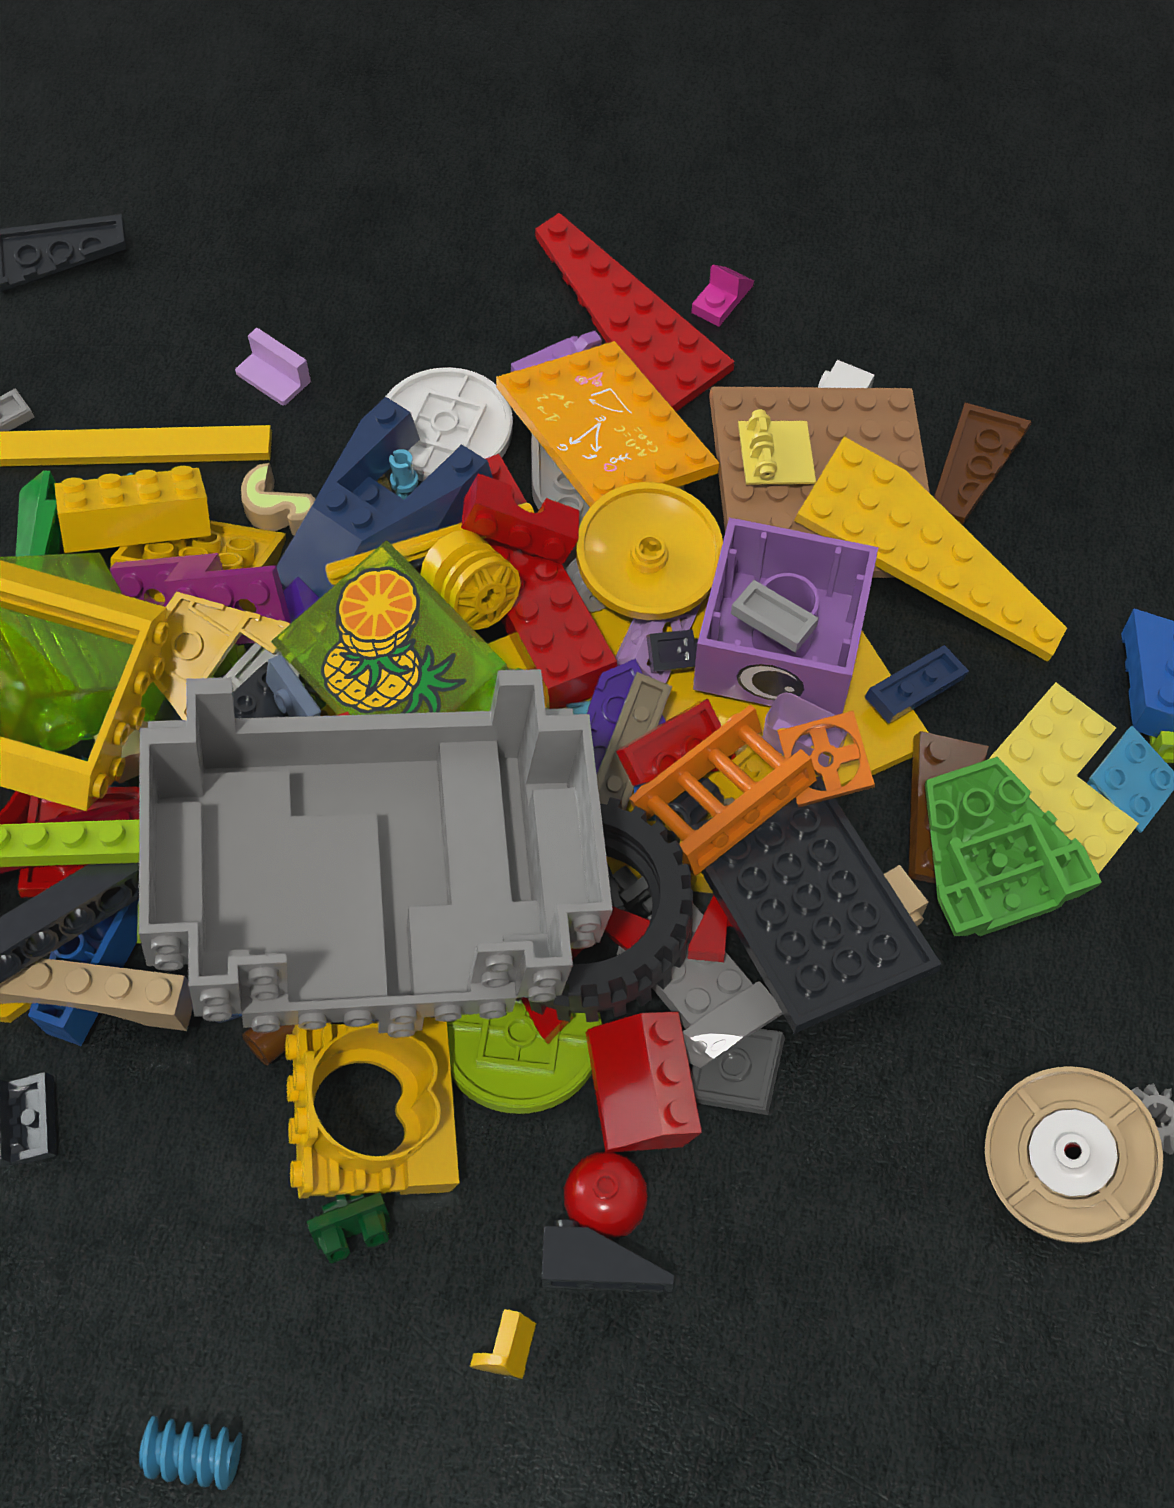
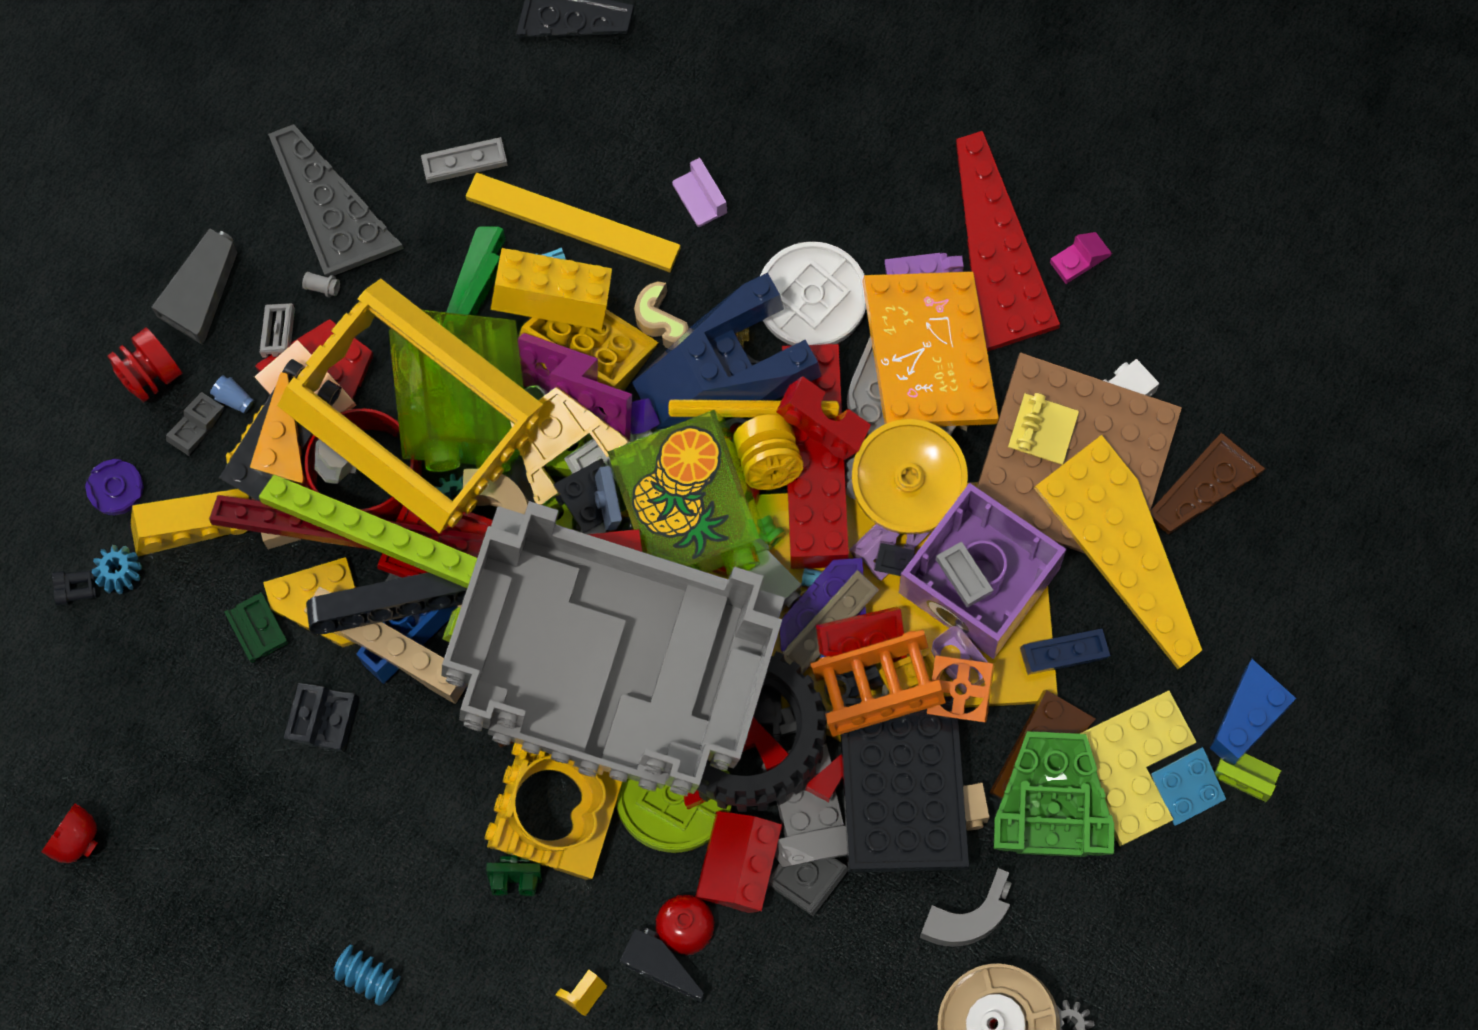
camera: 25 degrees right, 10 degrees up
(403, 476) = (759, 337): medium azure pin -> none
(953, 1057) = (964, 929): none -> light grey arch

